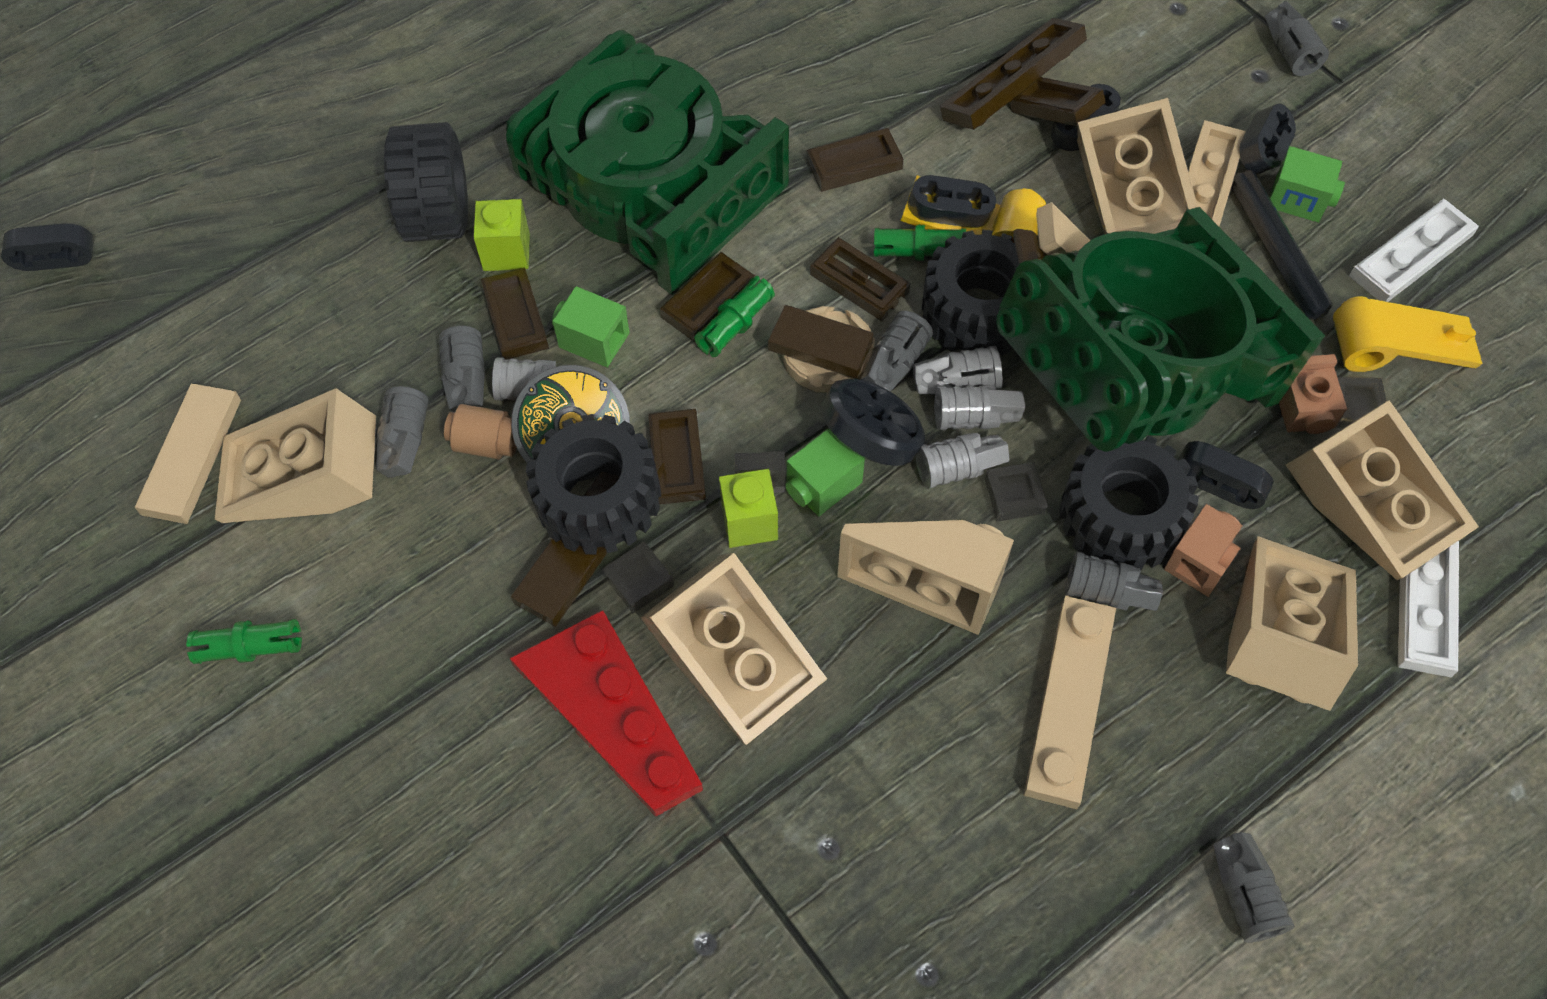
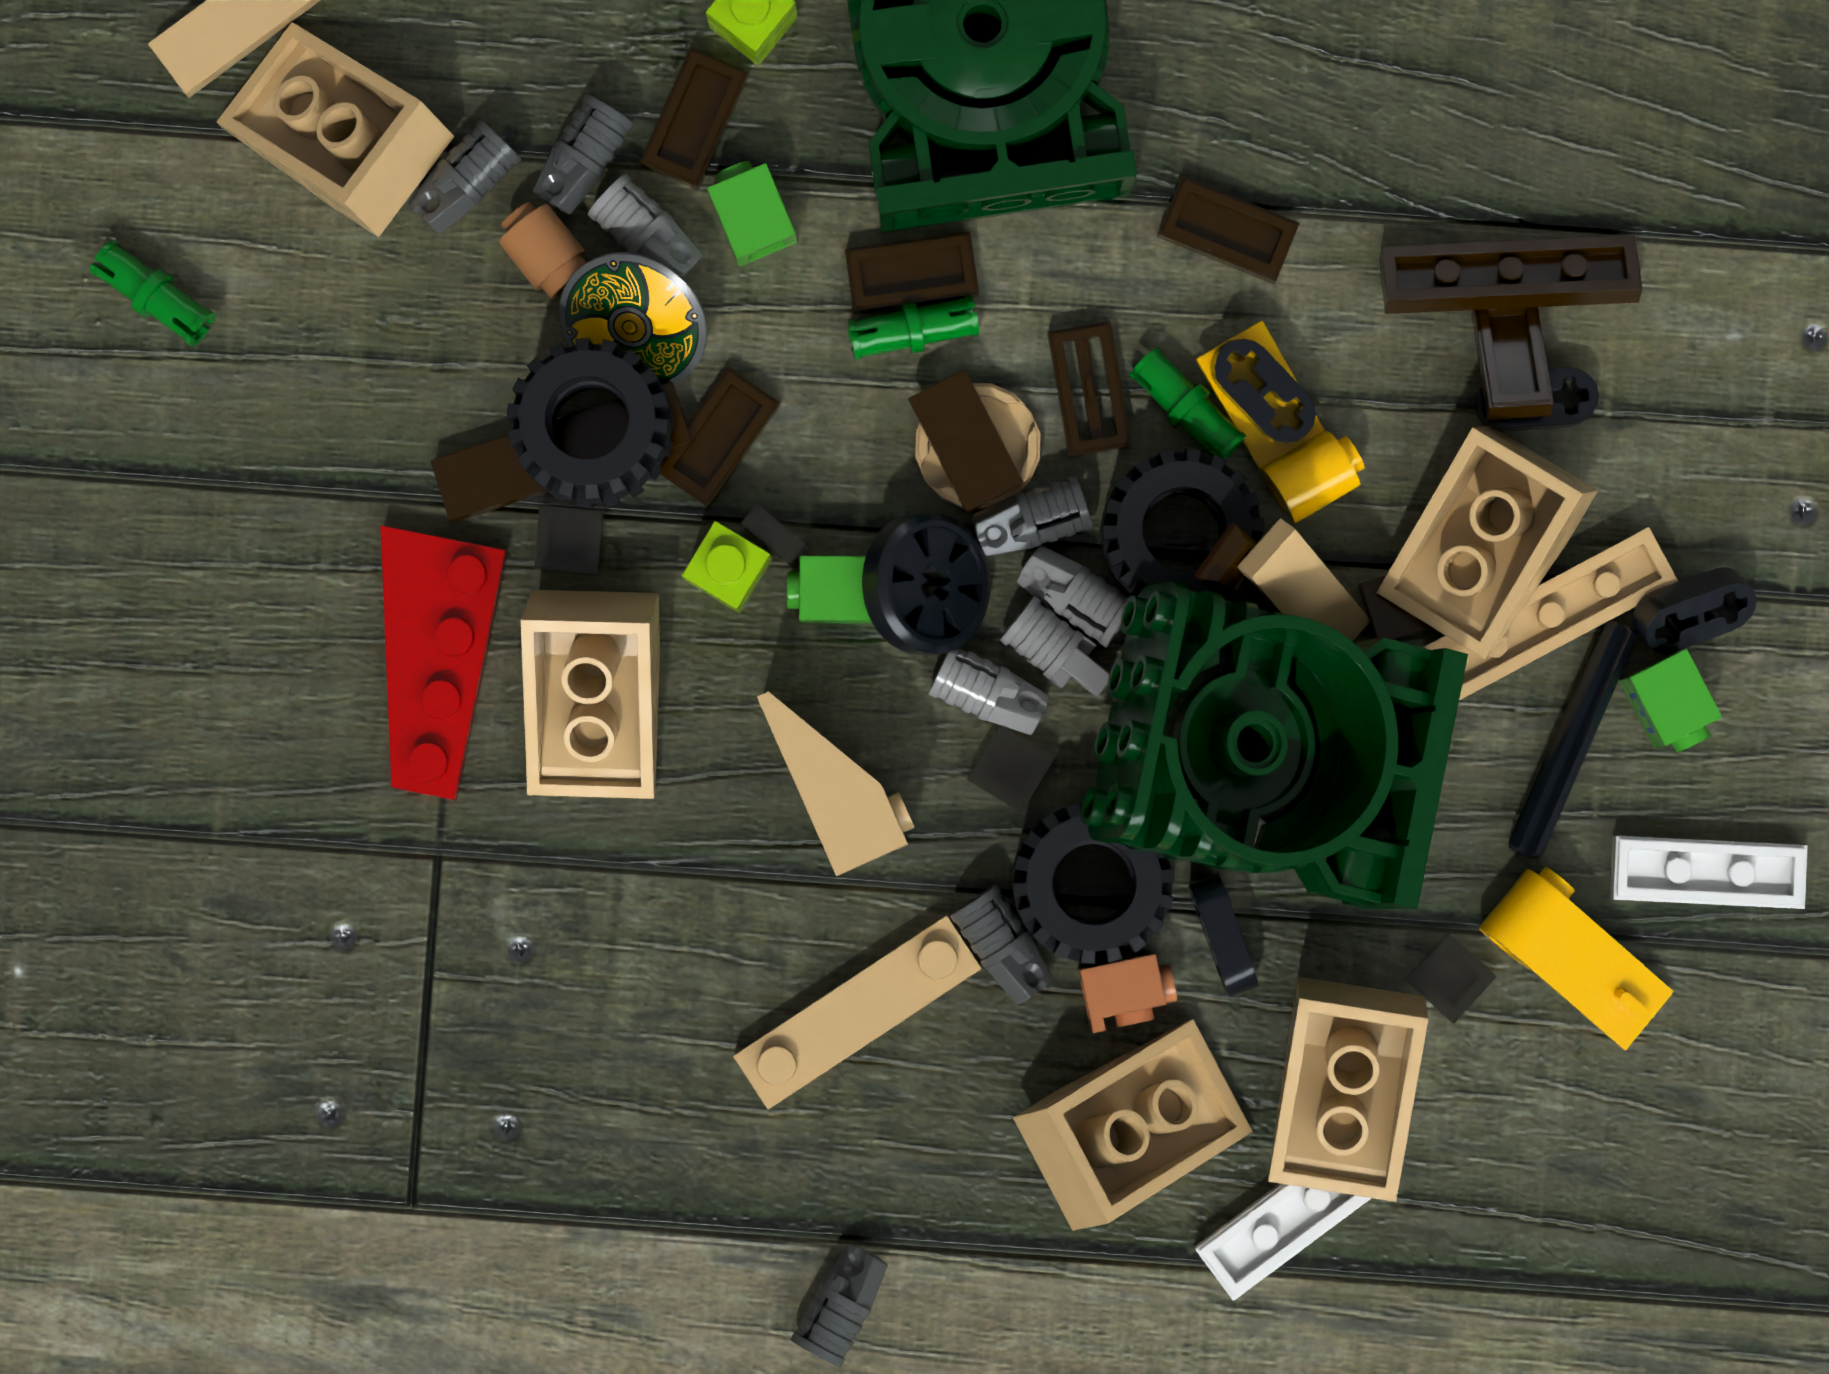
camera: 40 degrees right, 25 degrees up
(1314, 398) = (1382, 957): nougat brick -> none

